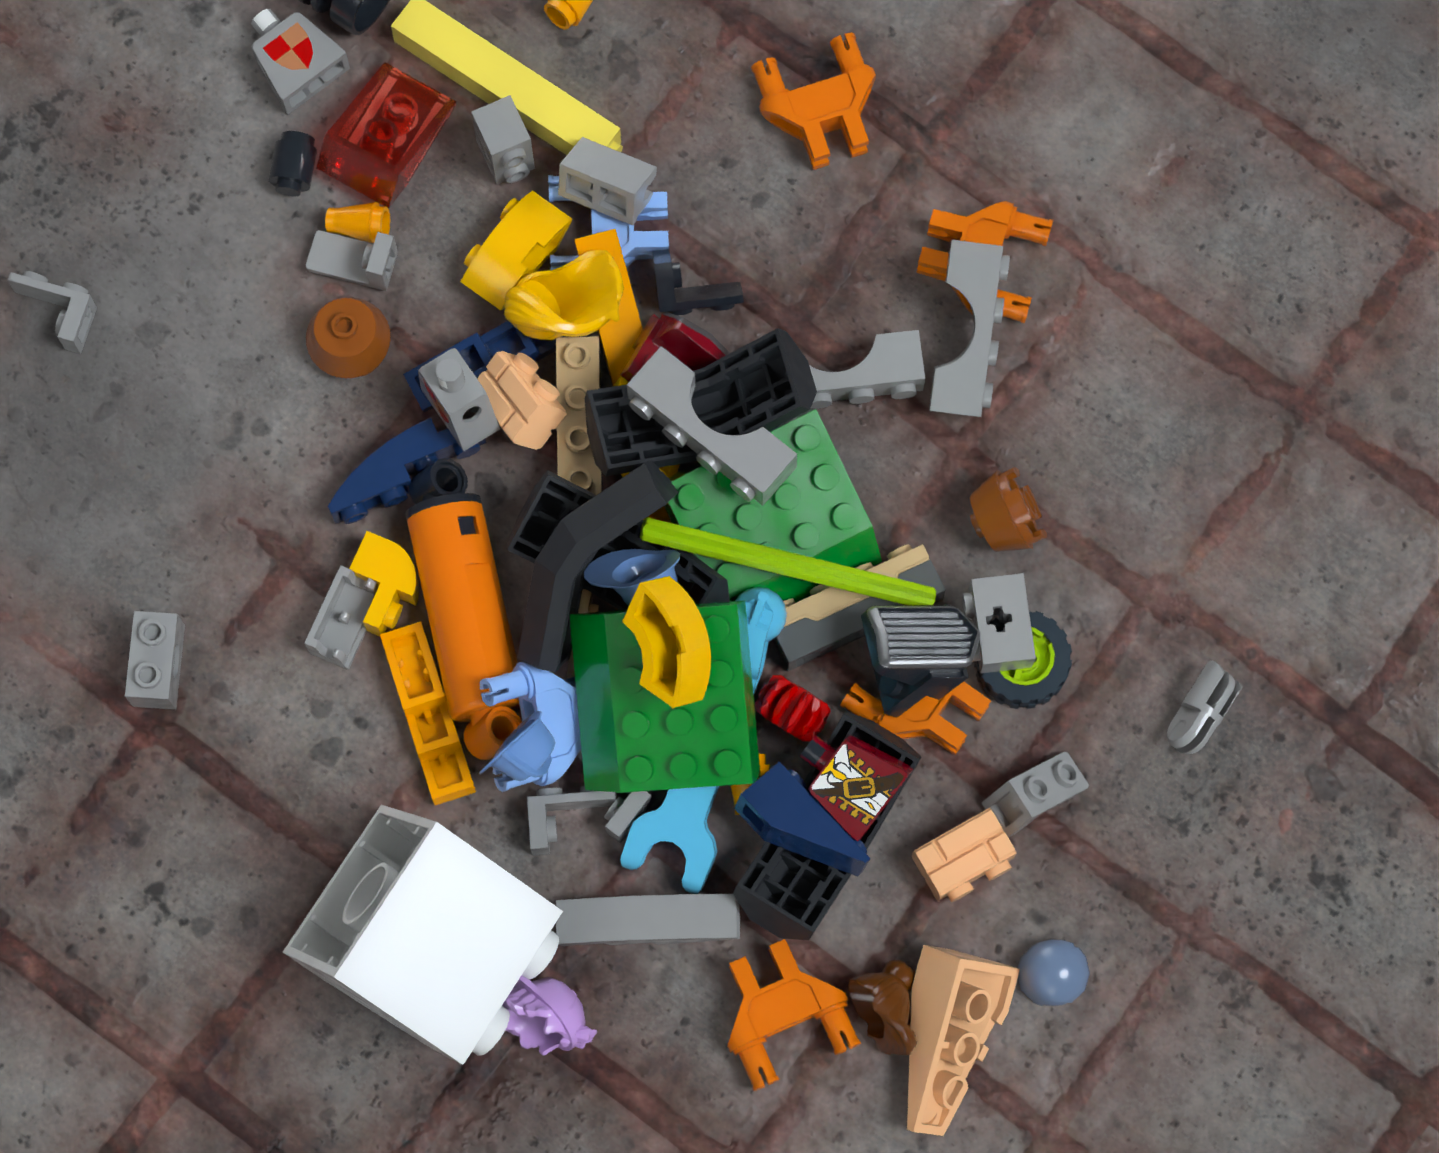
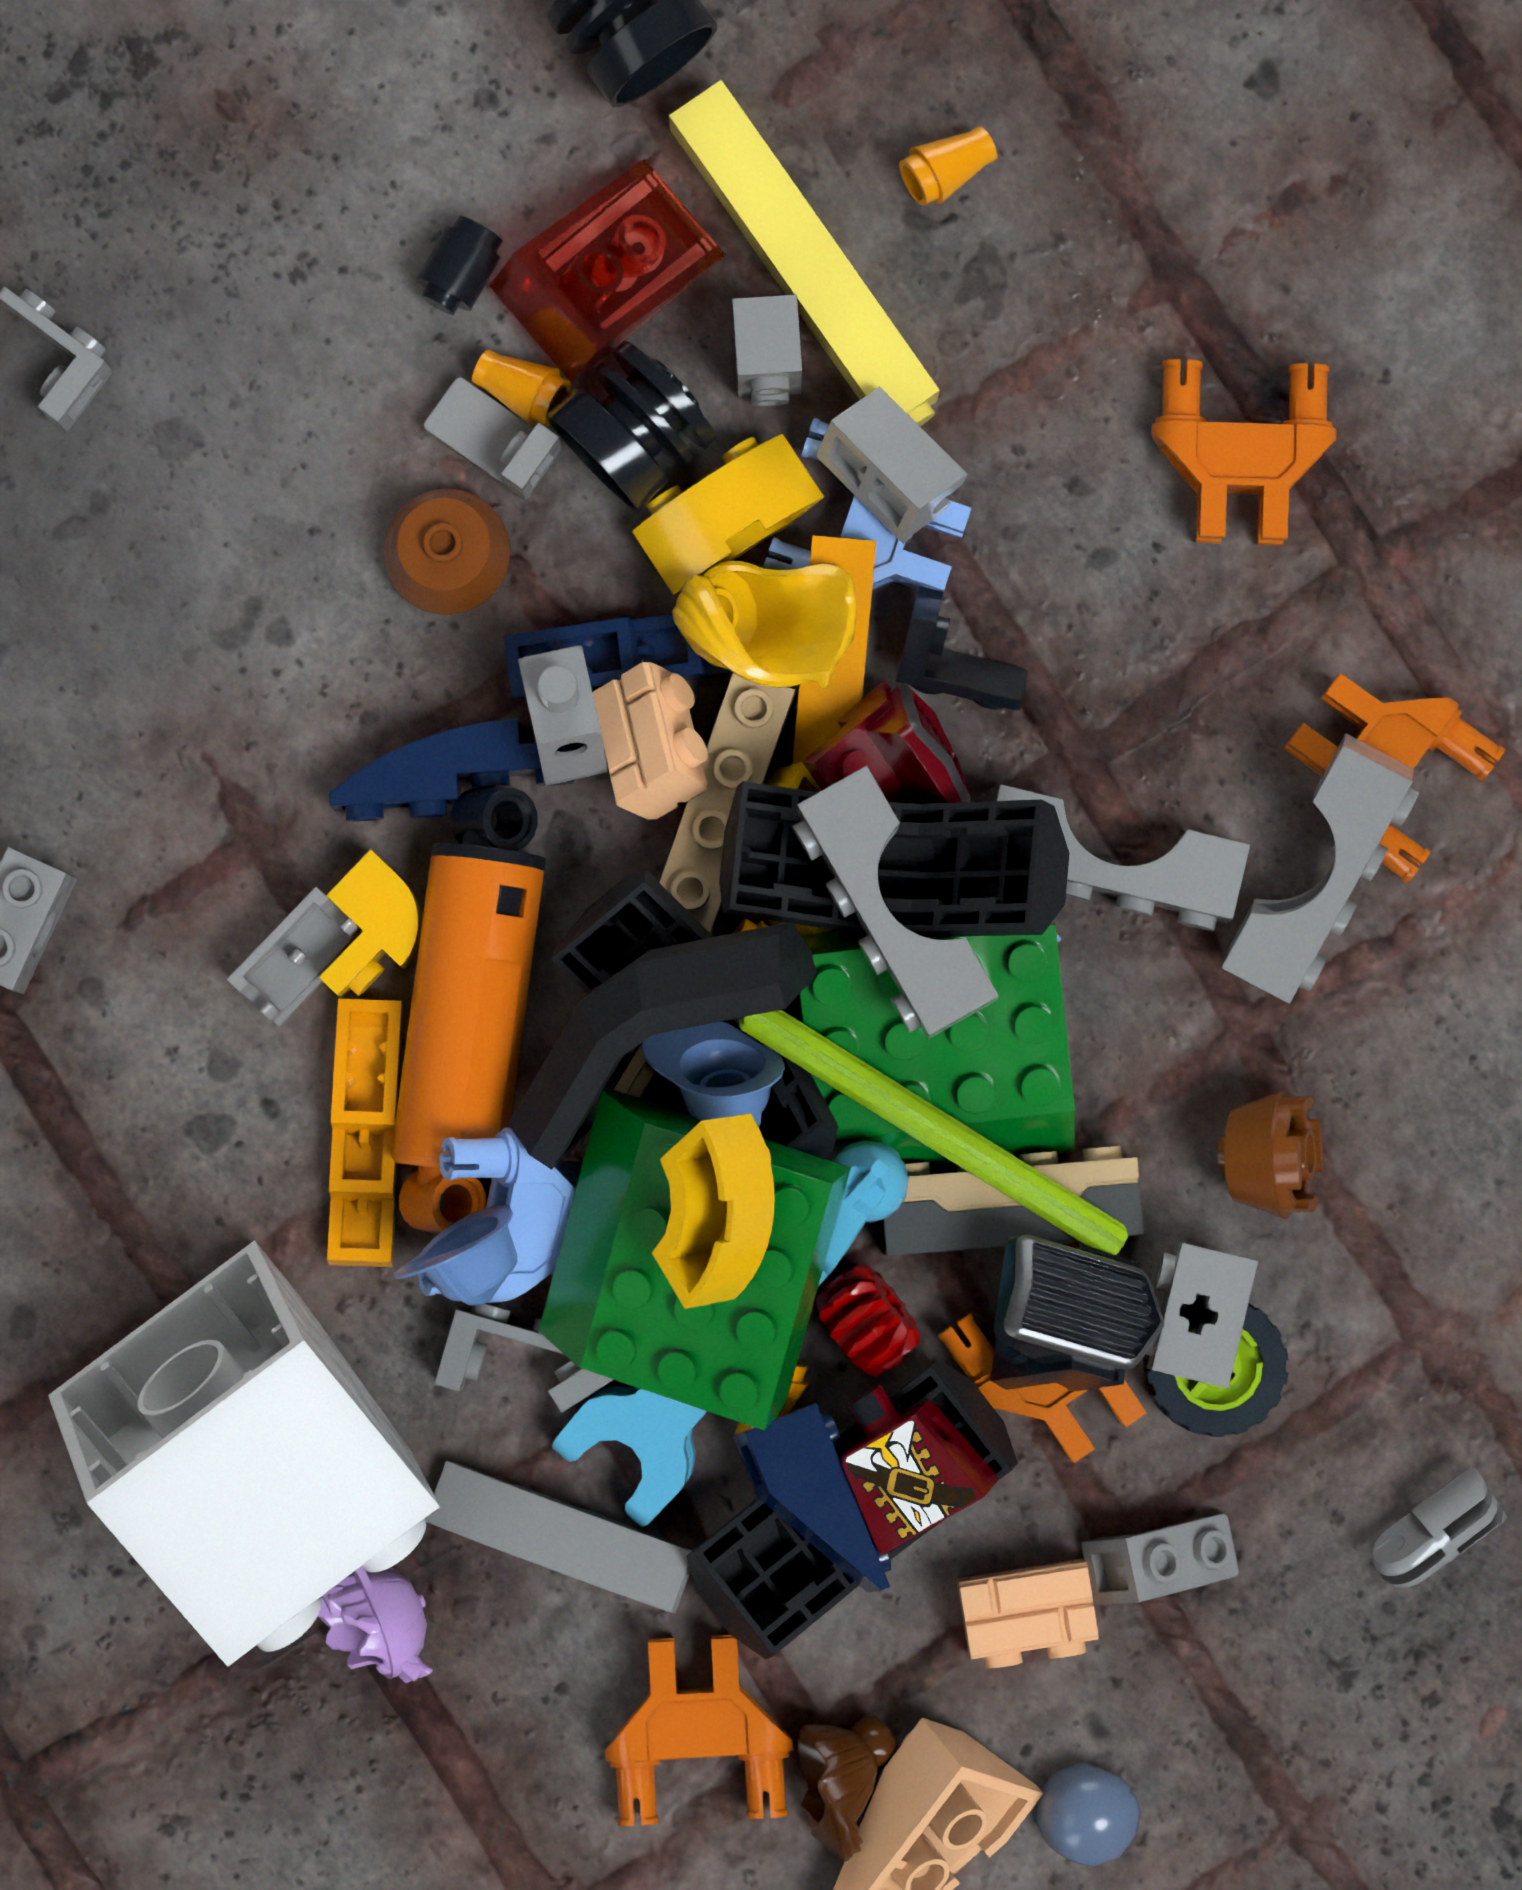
camera: 20 degrees right, 10 degrees up
(296, 57) = (518, 107): light grey torso -> none
(437, 216) = (632, 425): none -> black wheel

